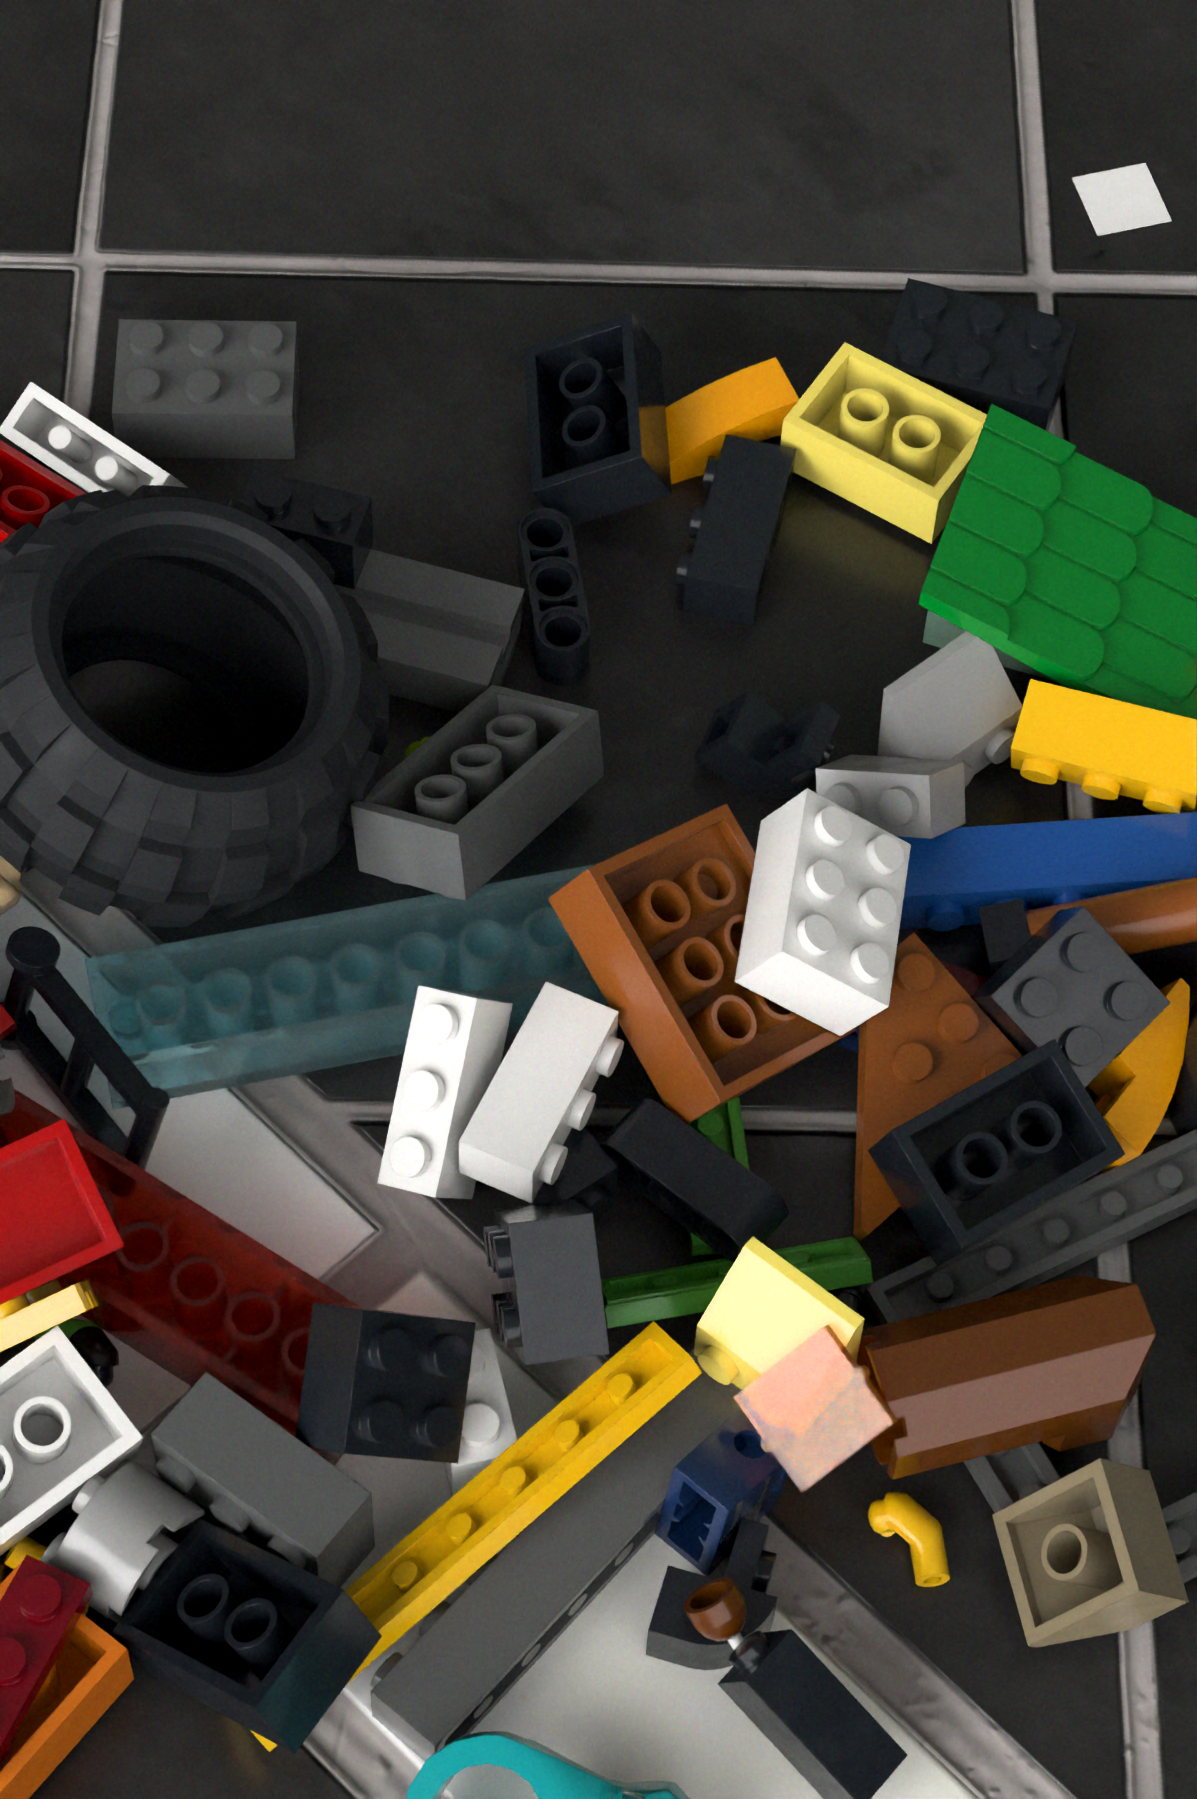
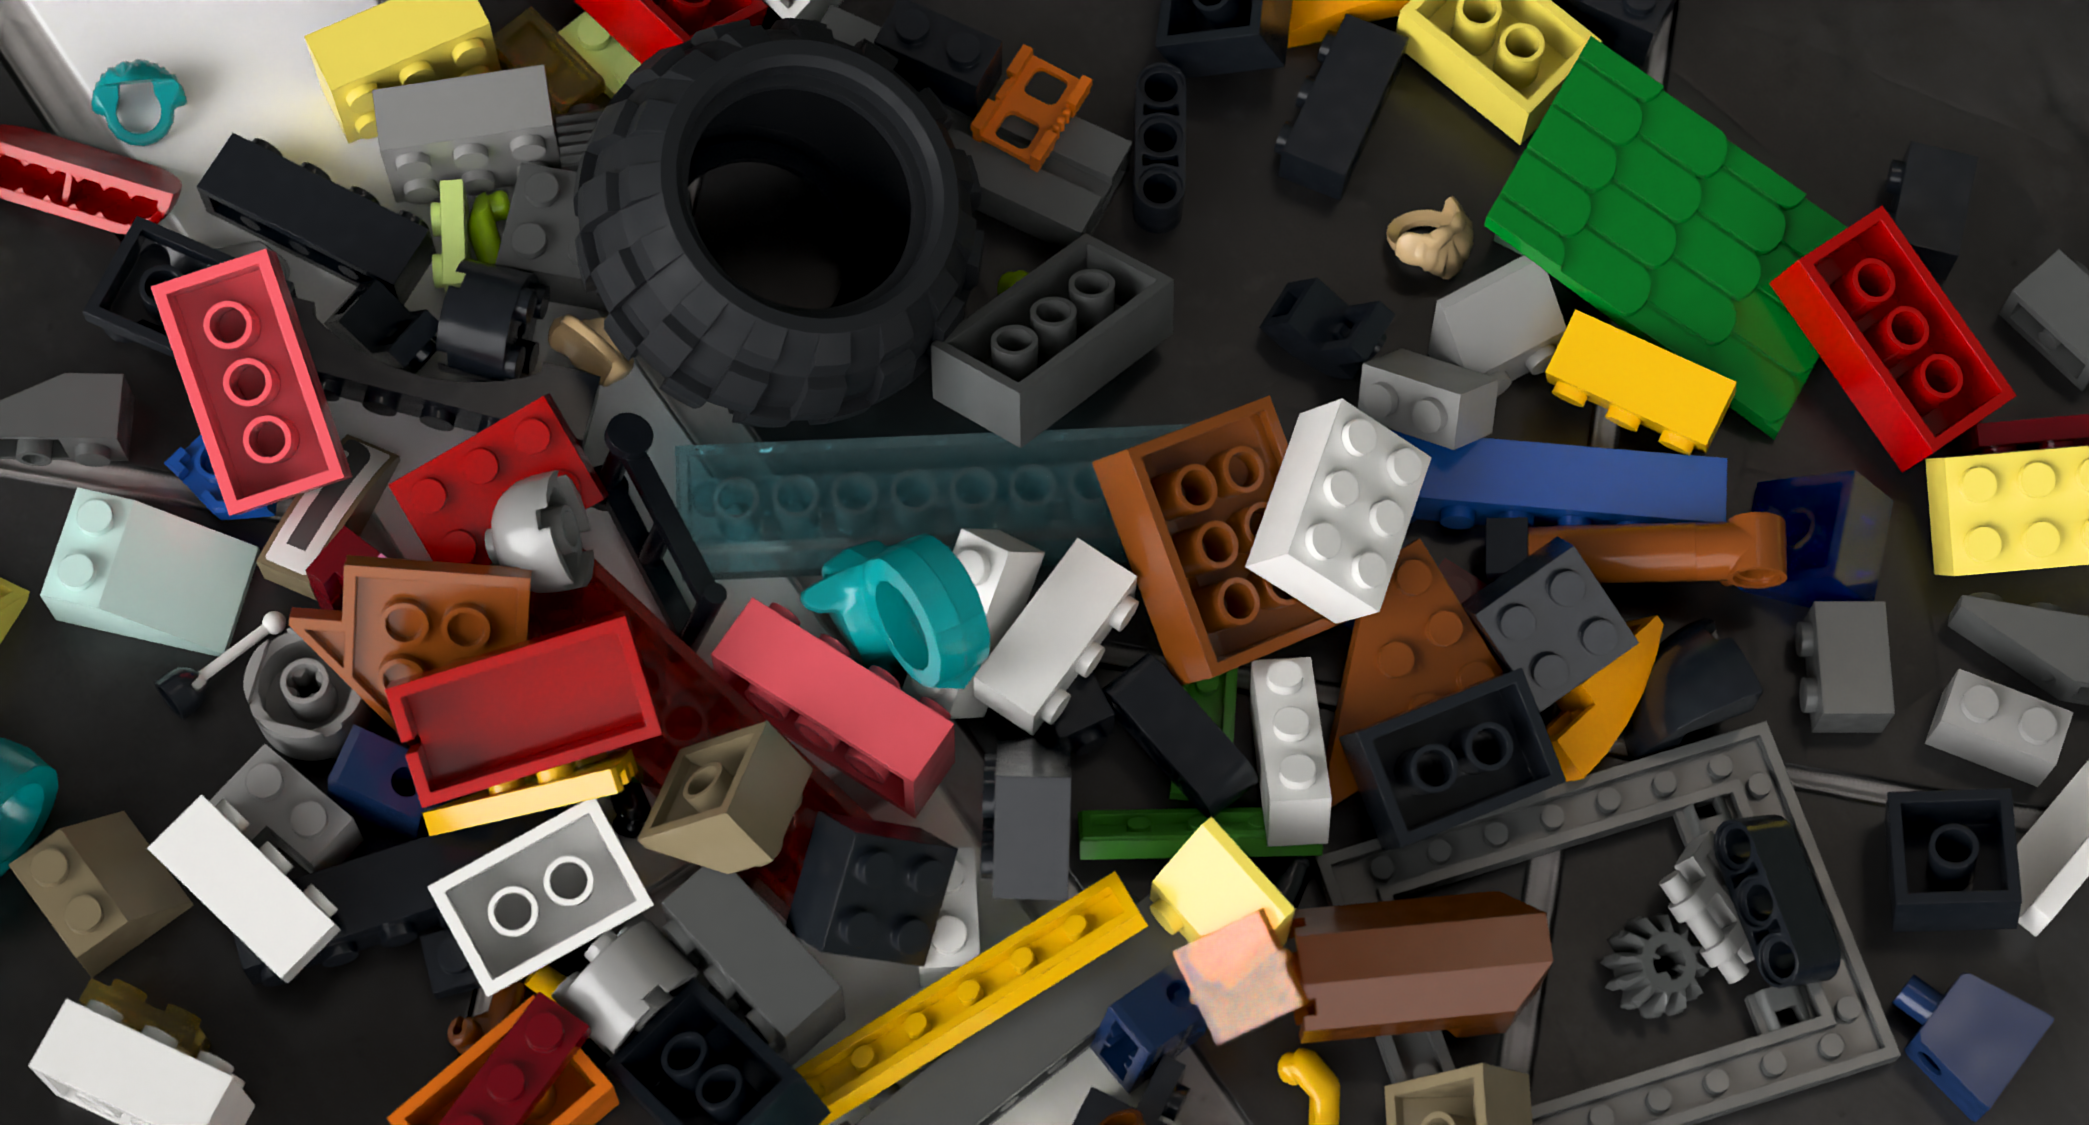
camera: 10 degrees right, 10 degrees up
(209, 1310) = (728, 800): none -> dark tan slope
(313, 1204) = (837, 706): none -> coral brick
(372, 1078) = (905, 610): none -> teal animal
(391, 563) = (1013, 100): none -> orange piece
(817, 1176) = (1289, 752): none -> white brick
(865, 646) = (1441, 250): none -> tan piece

